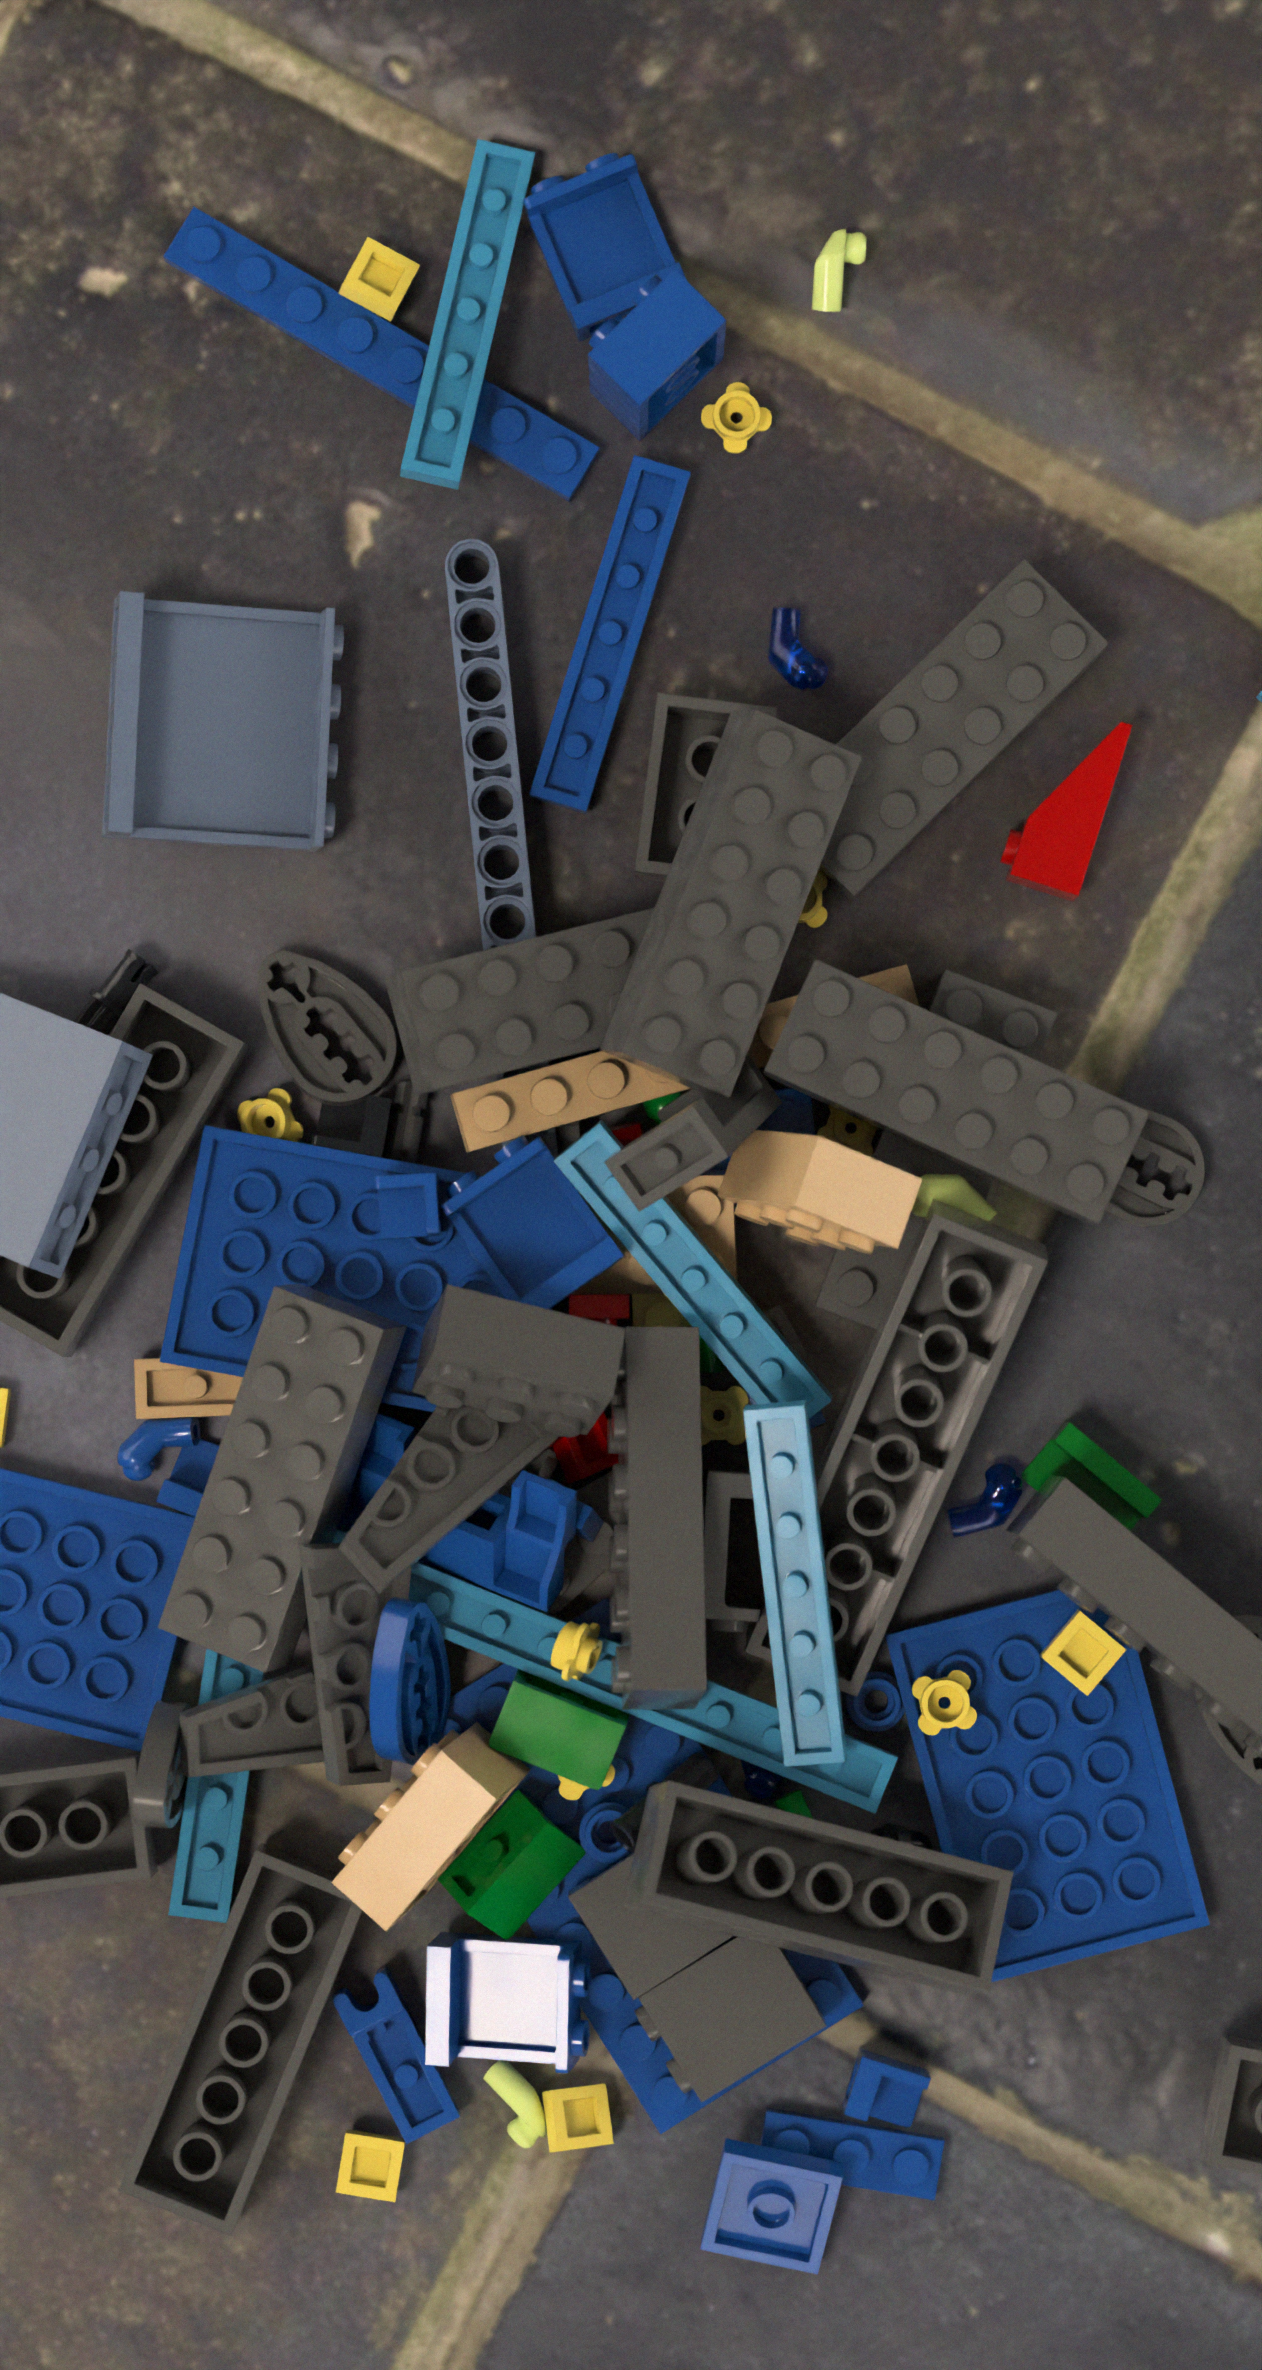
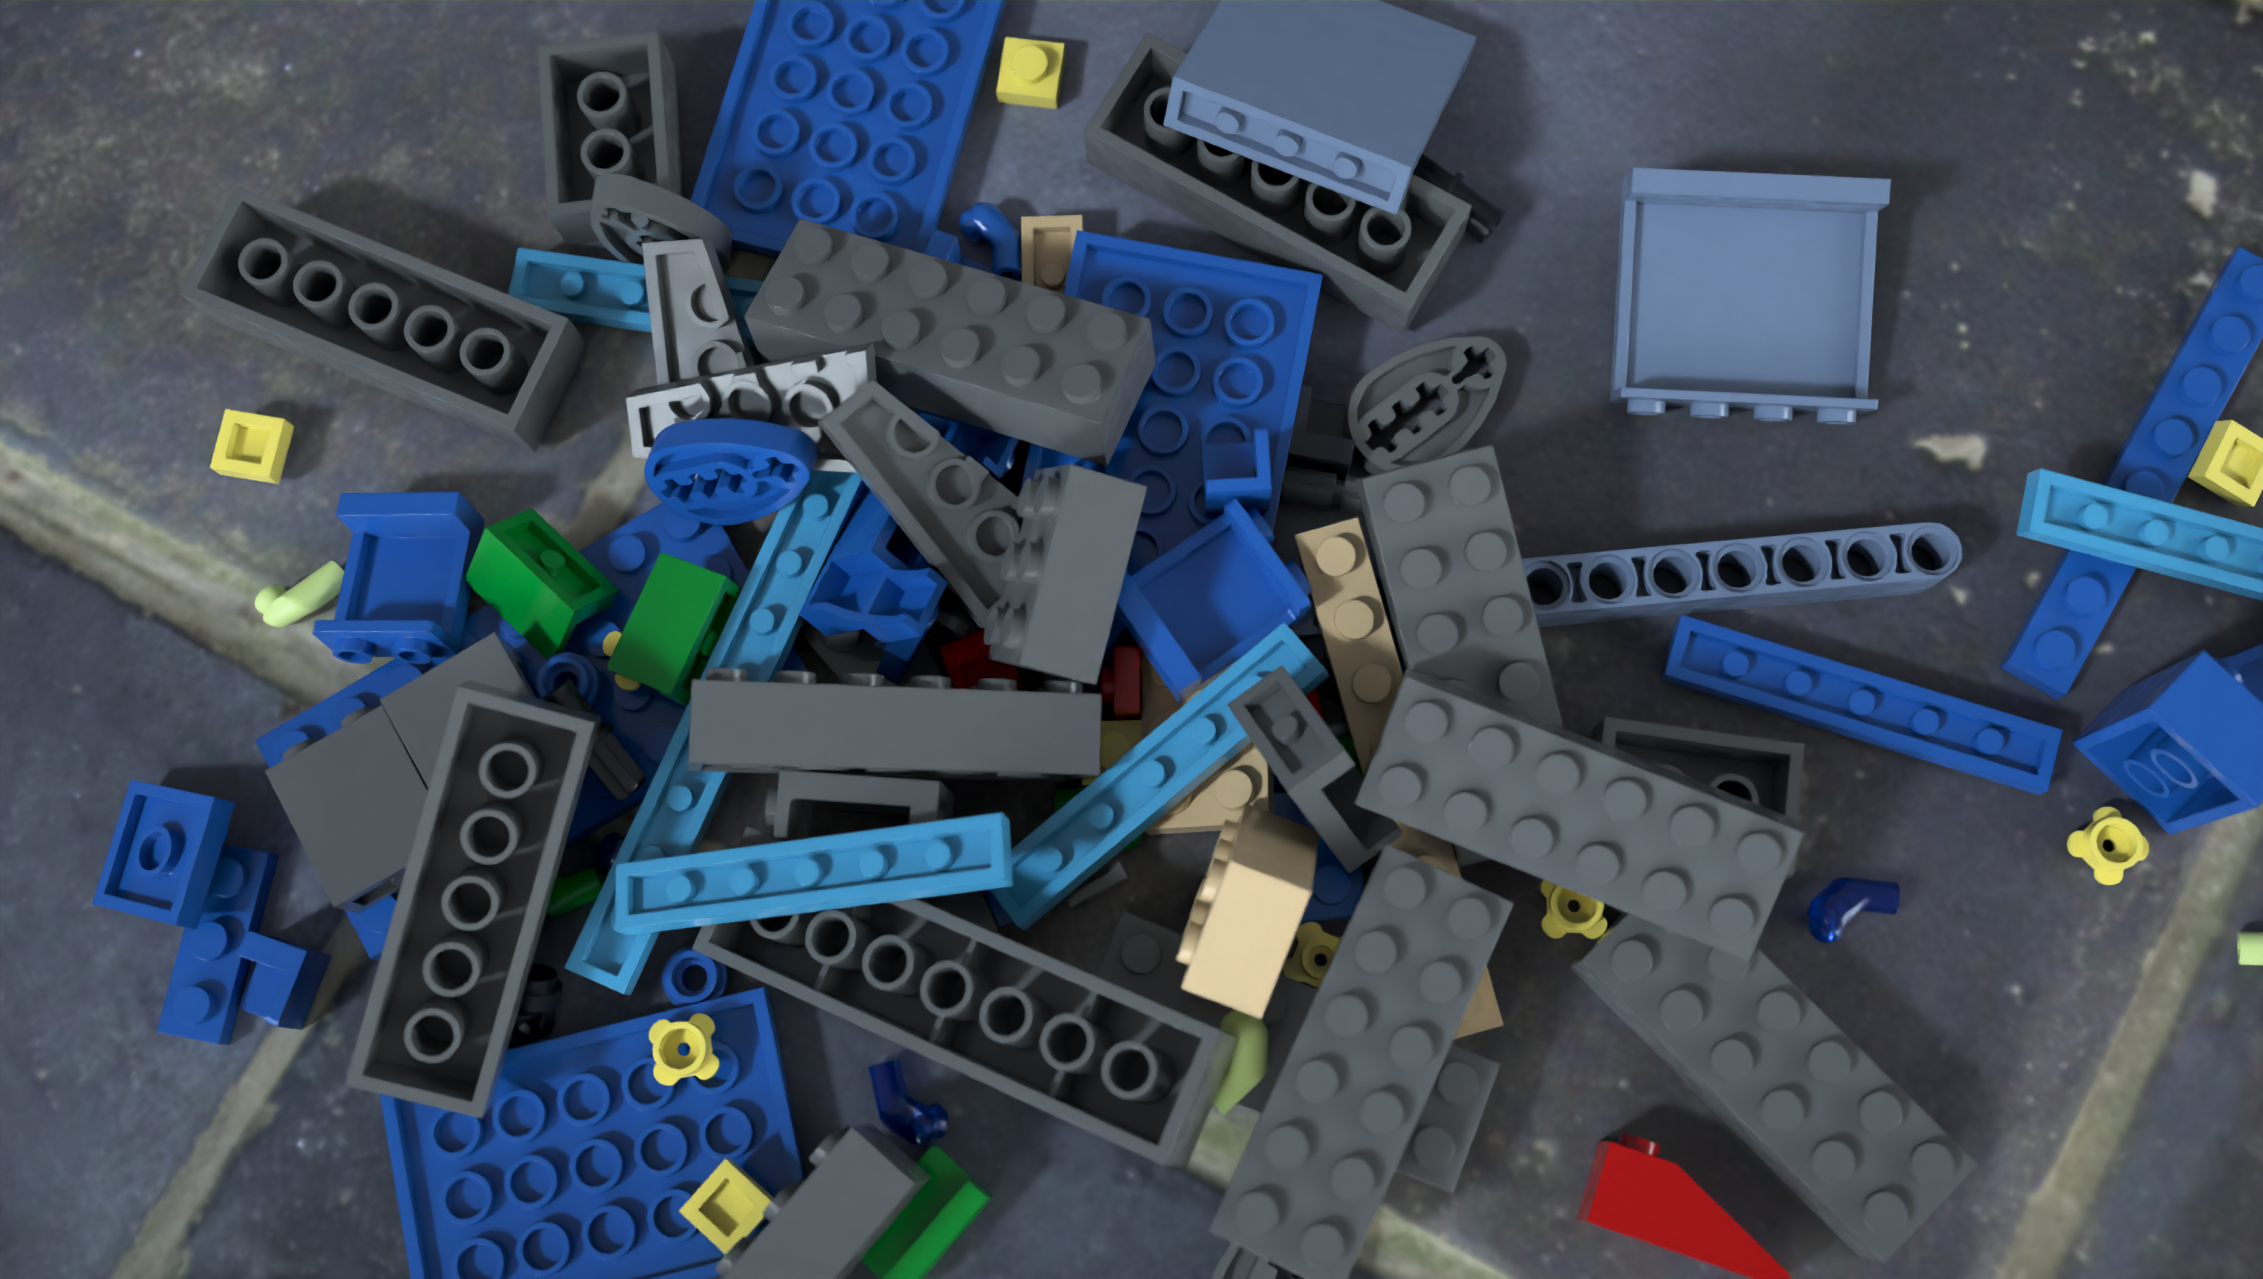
camera: 95 degrees right, 10 degrees down
(276, 1105) = (1332, 337): light yellow plate -> none
(396, 2058) = (371, 463): blue plate -> none
(427, 1824) = (581, 488): tan brick -> none
(577, 1650) = (754, 642): light yellow plate -> none
(577, 2117) = (278, 654): light yellow plate -> none
(732, 1405) = (1021, 797): light yellow plate -> none

